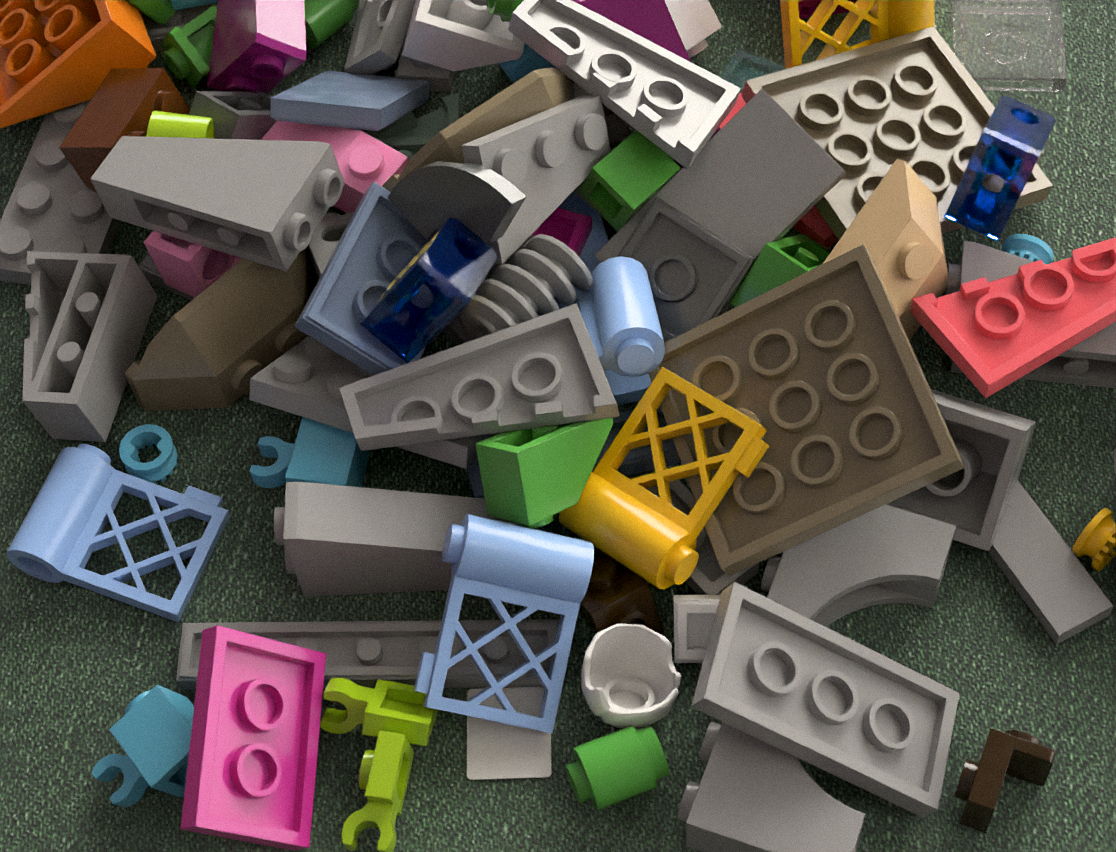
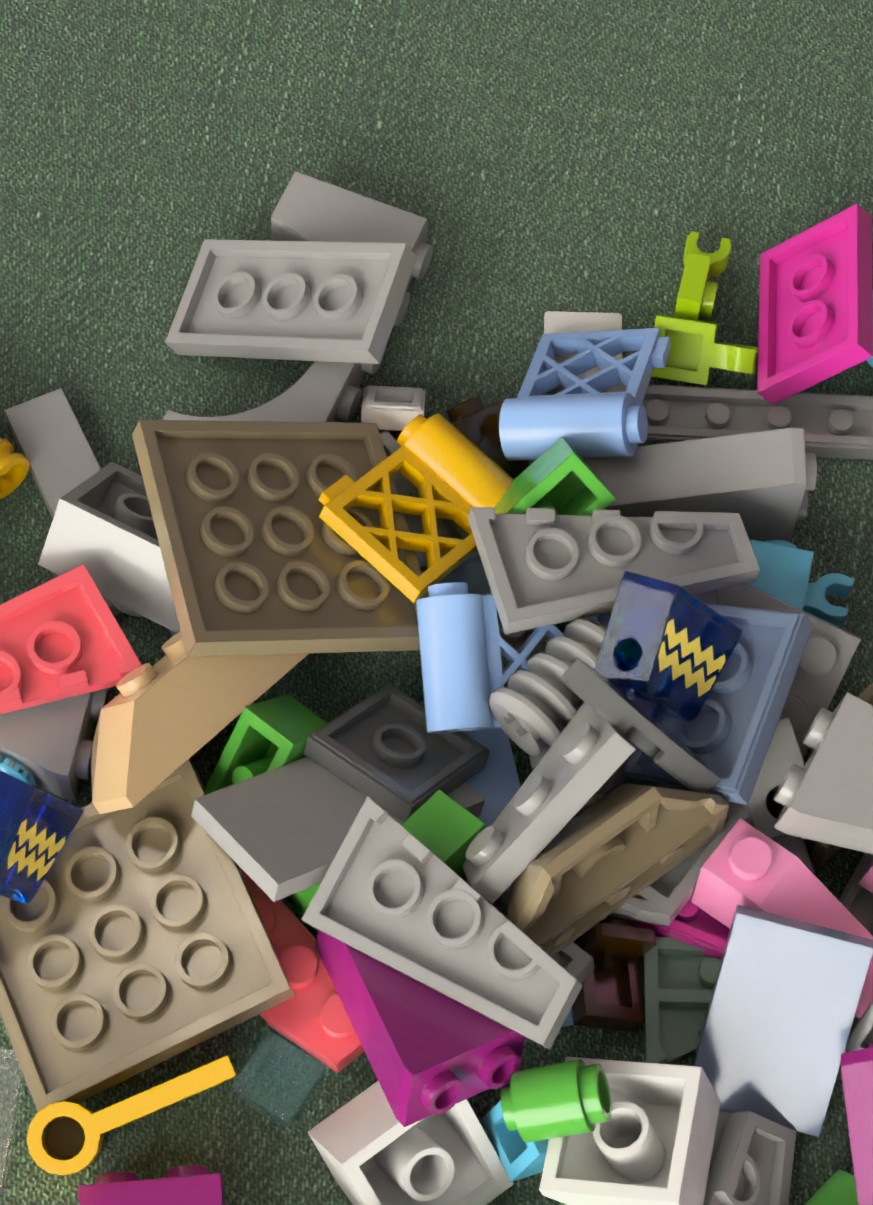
camera: 175 degrees right, 5 degrees up
(617, 766) = (484, 290): bright green brick -> none
(629, 676) = (469, 354): white hair -> none
(1004, 753) = (154, 265): dark brown bracket -> none

